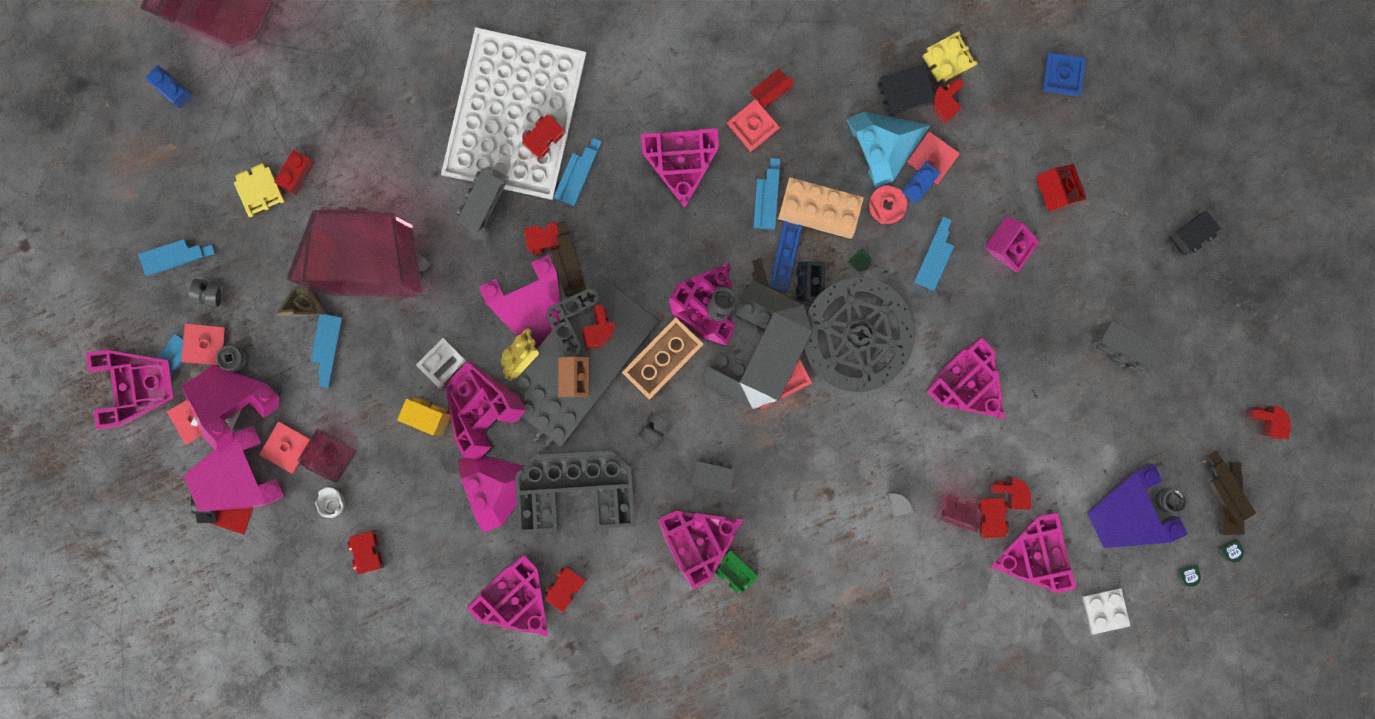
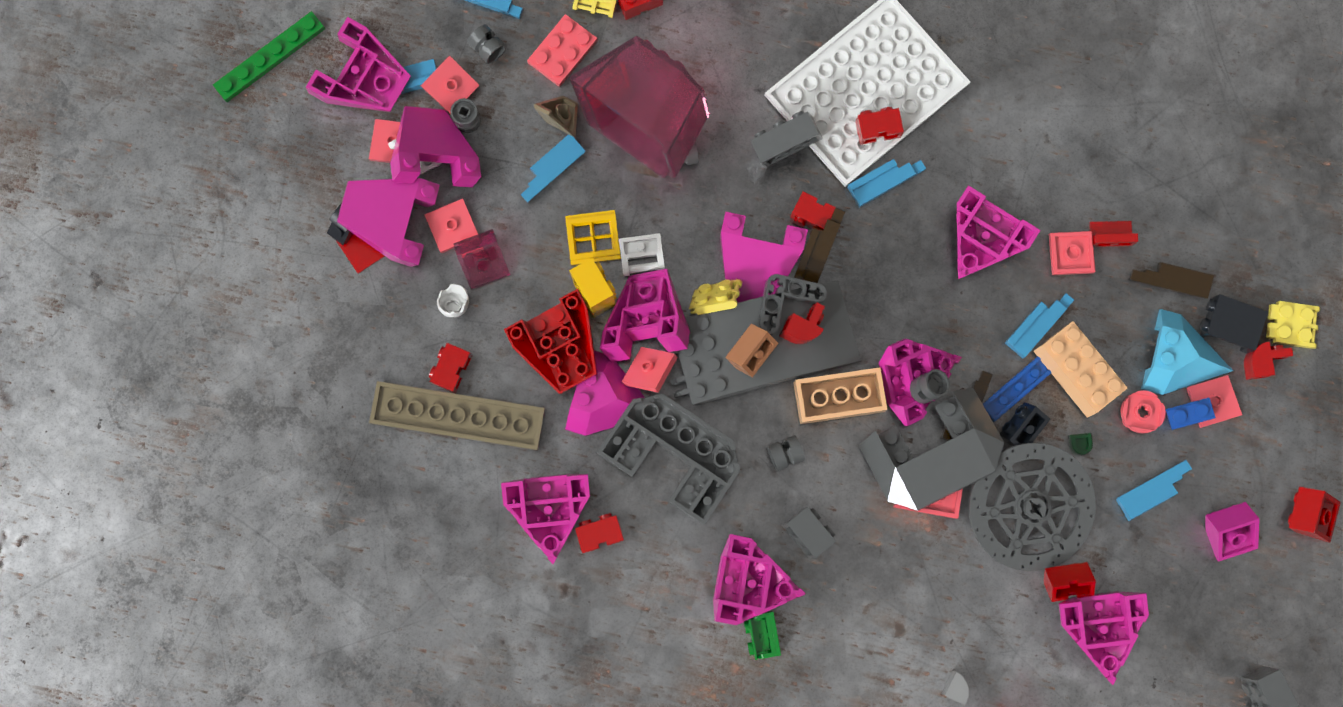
camera: 35 degrees right, 5 degrees down
(50, 424) = (269, 56): none -> green plate
(266, 254) = (562, 50): none -> coral plate
(385, 365) = (591, 219): none -> yellow piece
(397, 583) = (457, 415): none -> dark tan plate
(429, 476) = (558, 343): none -> red wedge
(511, 444) = (649, 369): none -> coral plate
(842, 88) = (1176, 279): none -> dark brown piece
(922, 368) = (1069, 581): none -> red brick

